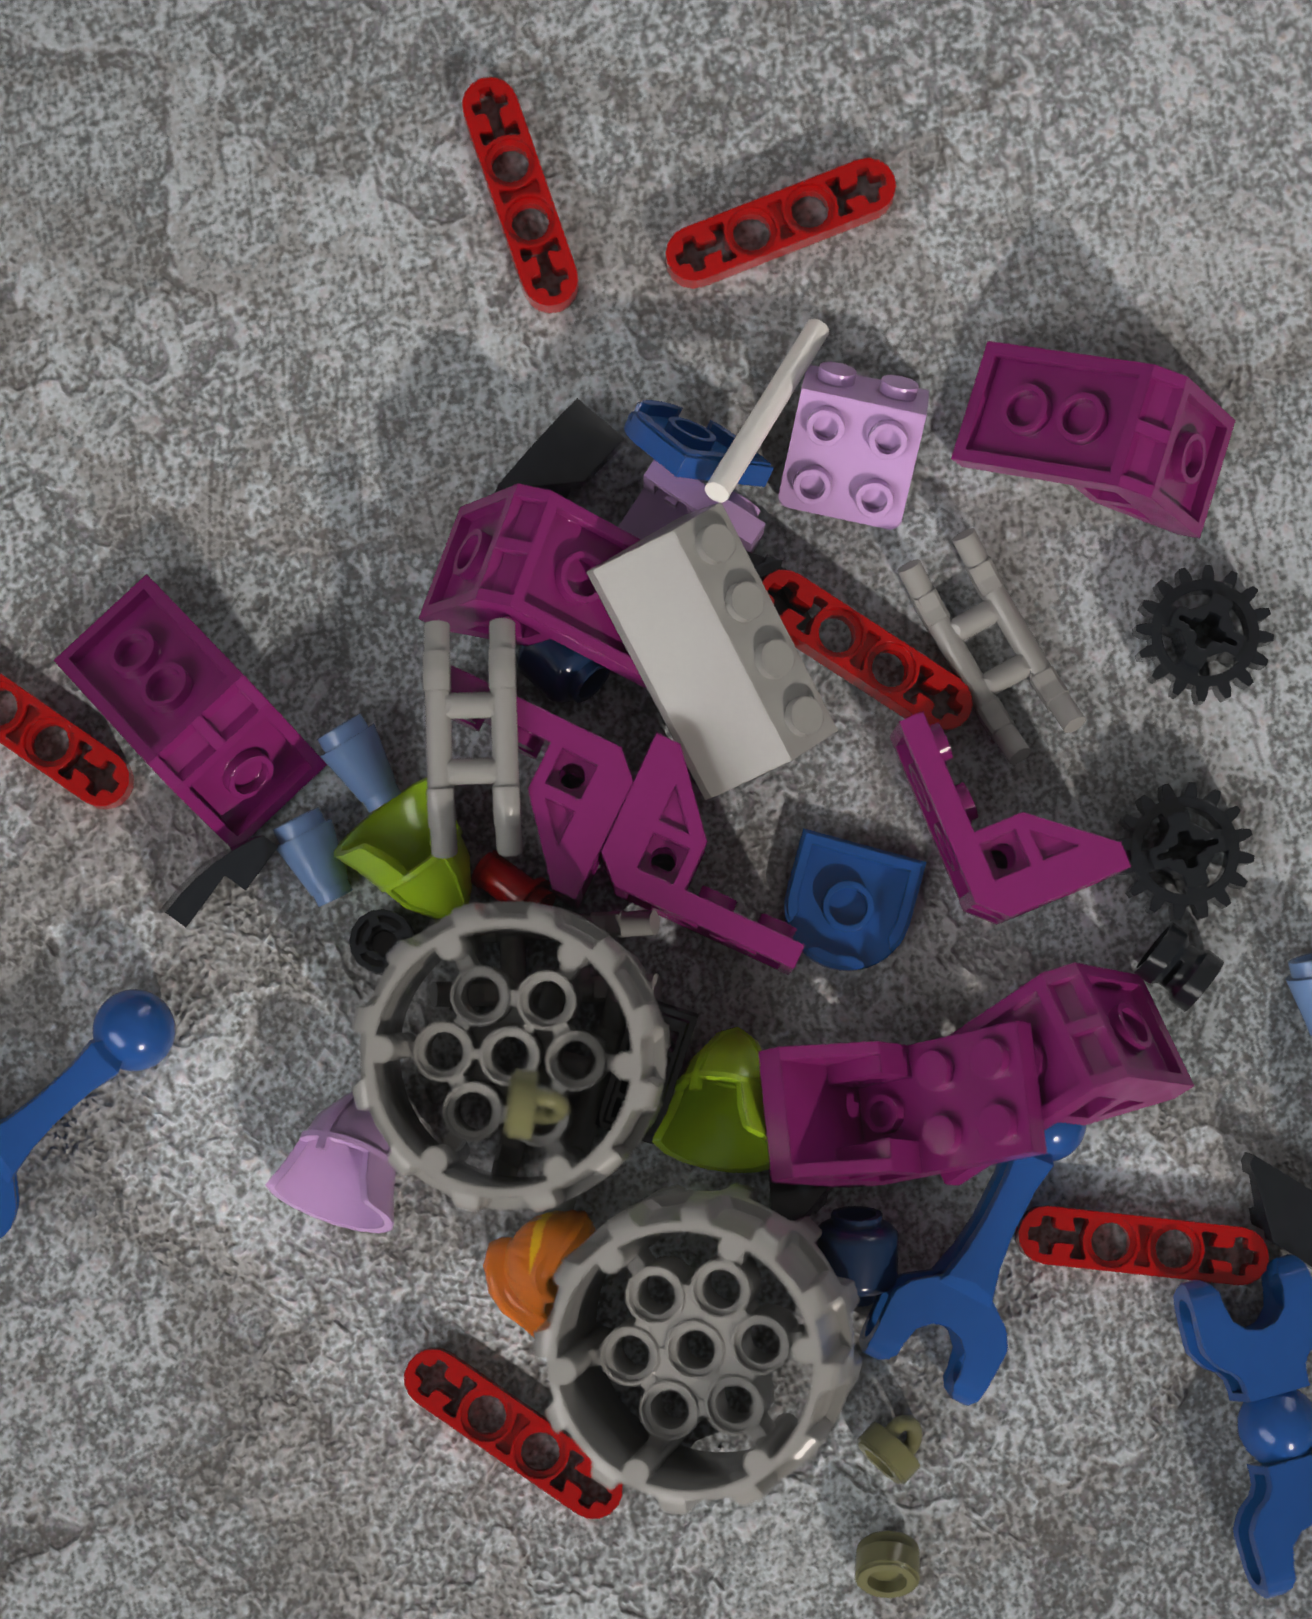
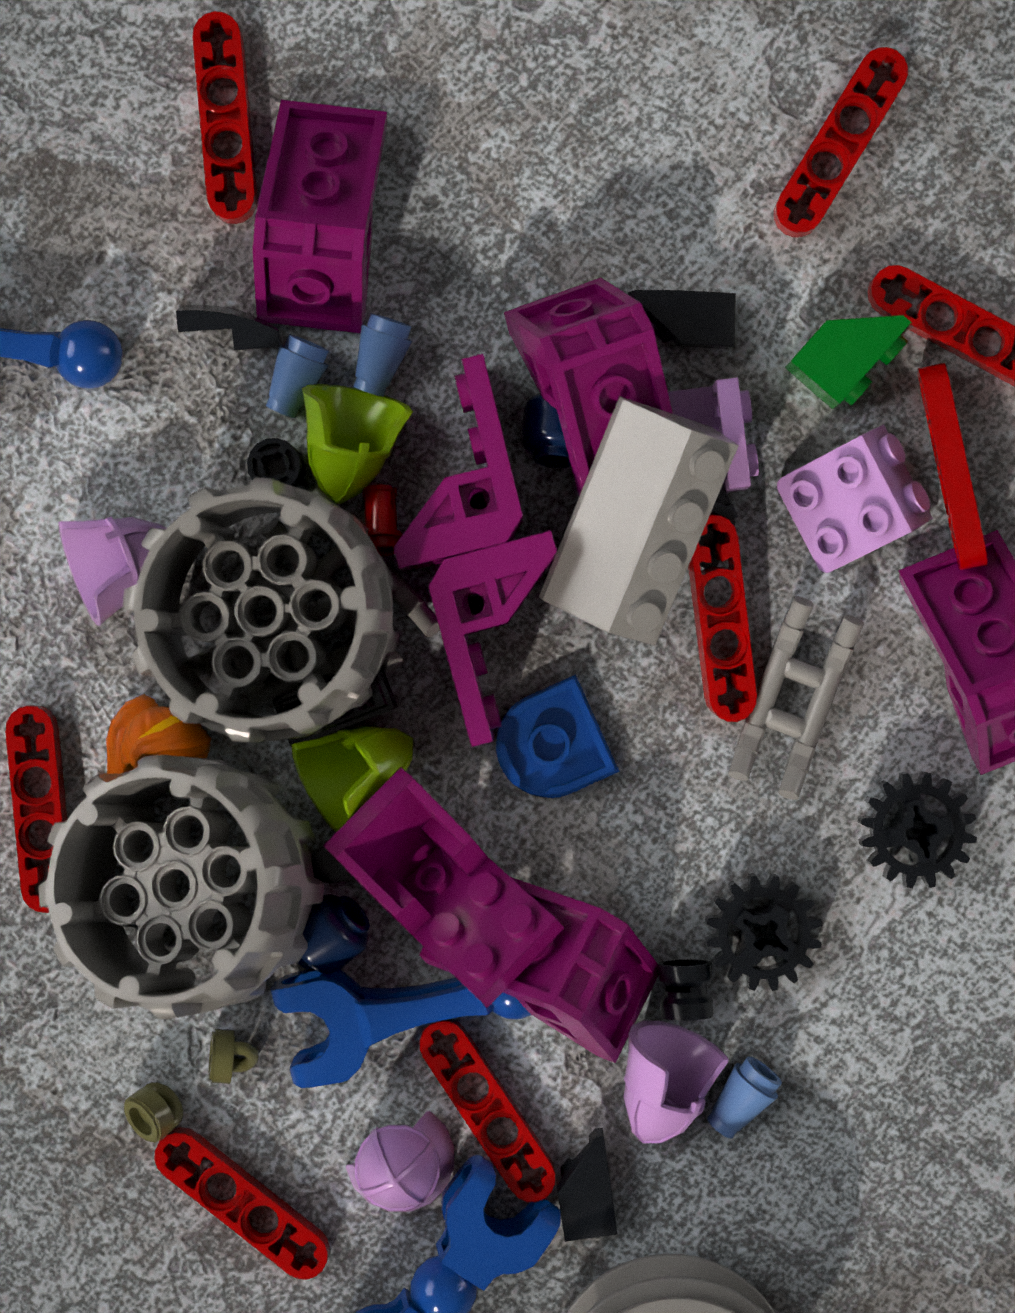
camera: 55 degrees right, 5 degrees up
(501, 768) = (482, 412): light grey piece -> none
(531, 1105) = (229, 650): olive tile -> none
(686, 446) = (761, 397): blue tile -> none
(713, 347) = (843, 352): none -> green slope
(766, 411) = (827, 424): white bar -> none
(897, 333) = (952, 466): none -> red beam
(1040, 854) = (680, 846): magenta bracket -> none
(1044, 1562) = (235, 1211): none -> red beam
(1130, 1369) = (404, 1165): none -> lavender helmet
(1249, 1052) = (667, 1078): none -> lavender helmet

